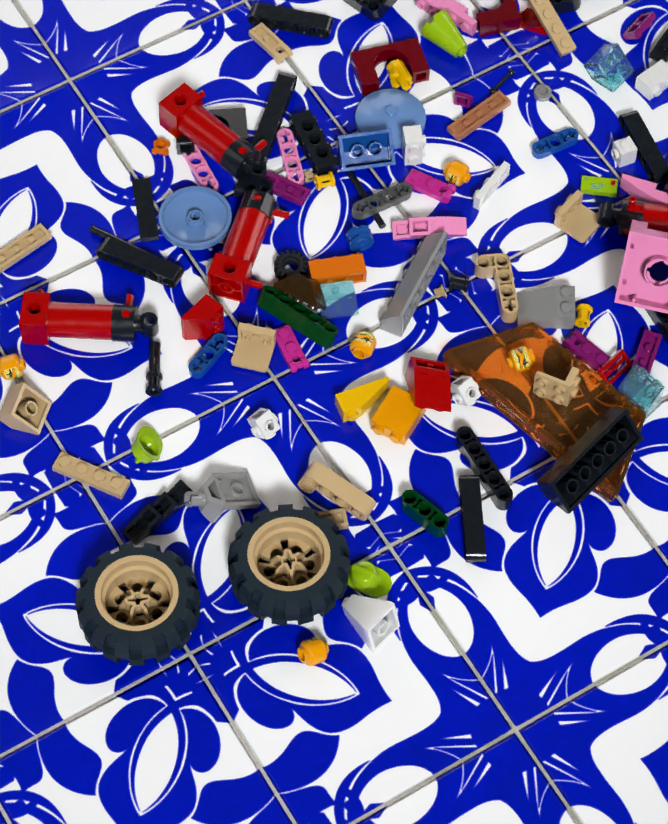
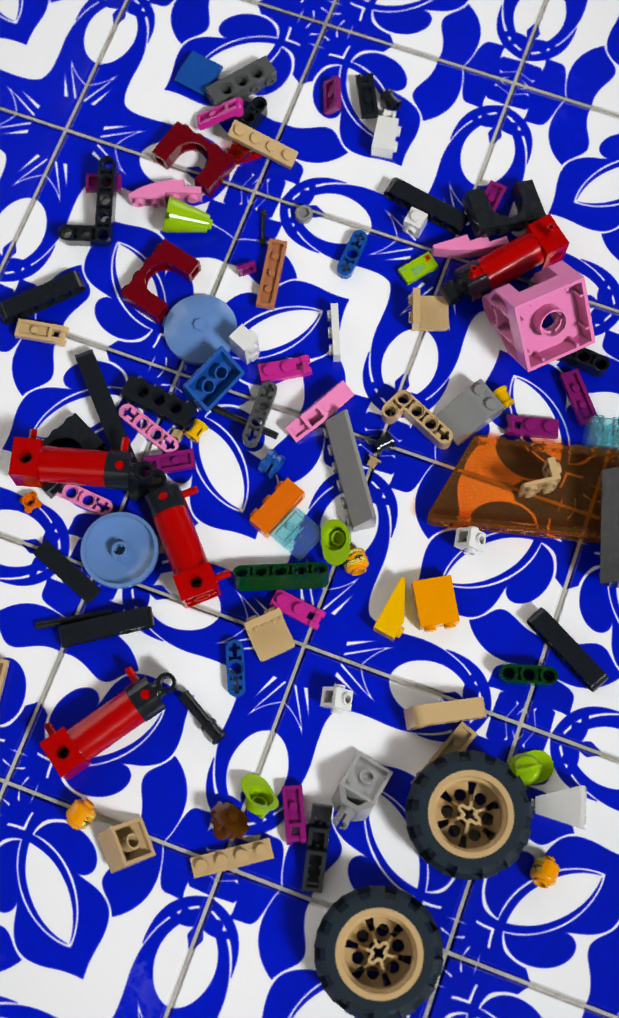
camera: 35 degrees left, 15 degrees up
(109, 445) = (228, 821): none -> reddish brown plant
(162, 477) = (294, 813): none -> magenta plate
(203, 320) = (209, 642): red slope -> none
(286, 259) = (228, 525): black tyre -> none
(303, 290) = (267, 550): dark brown slope -> none
(360, 320) = (335, 542): none -> lime piece
(399, 75) = (177, 284): yellow rock -> none
(429, 384) = (443, 559): red slope -> none
(457, 173) = (299, 341): light orange head -> none
(487, 475) = (549, 597): black beam -> none
(520, 359) = (490, 476): light orange head -> none
(609, 66) = (339, 151): clear light blue slope -> none
(609, 362) = (564, 426): red tile -> none

